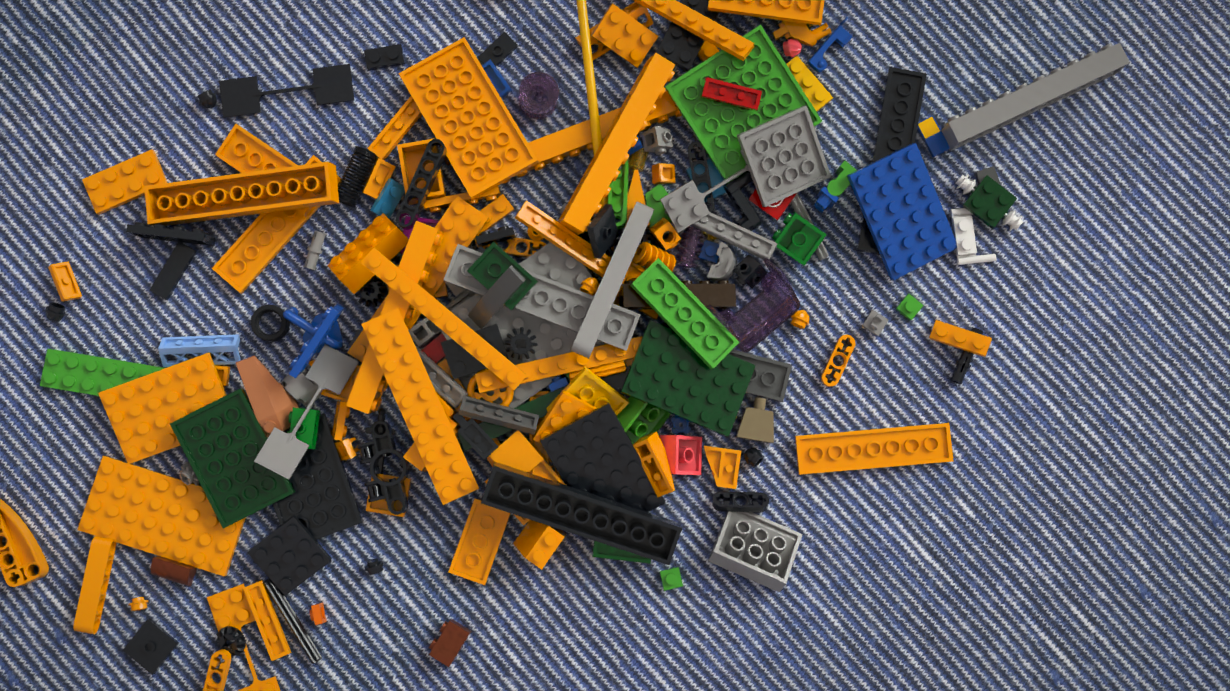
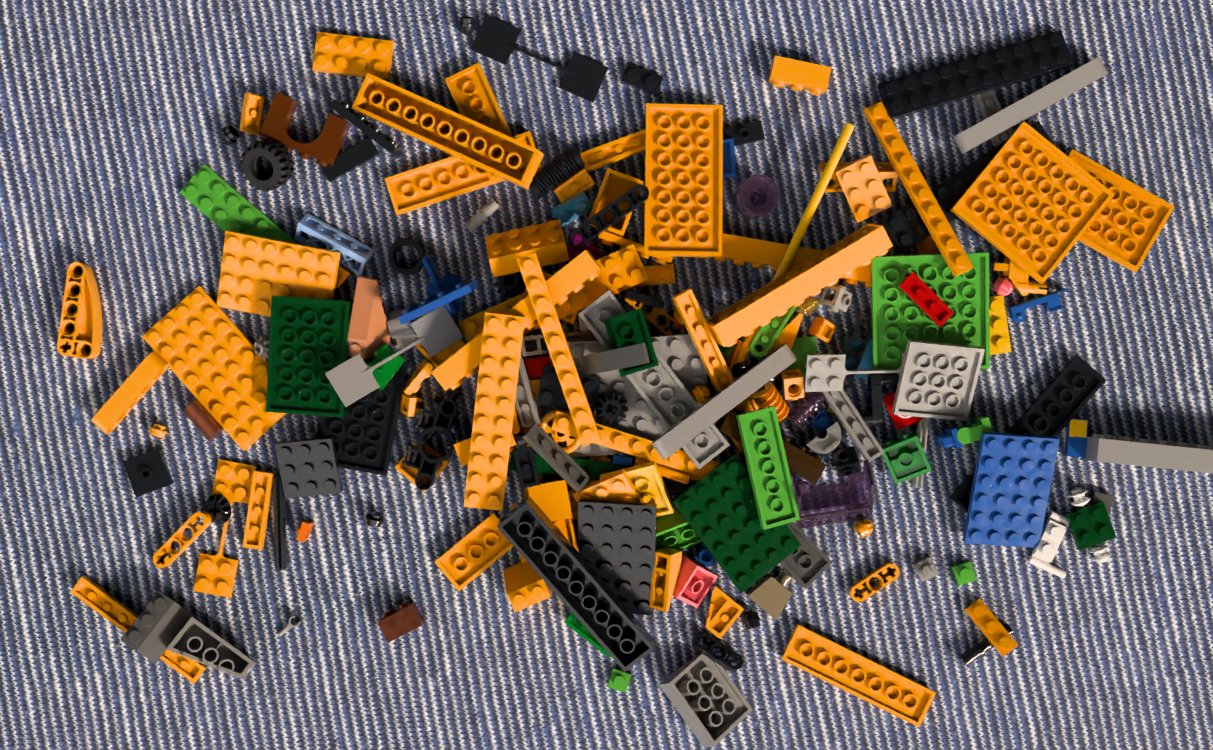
camera: 30 degrees right, 5 degrees up
(92, 325) = (254, 170): none -> black tyre
(143, 275) = (323, 149): none -> reddish brown arch
(602, 231) = (741, 354): black plate -> none

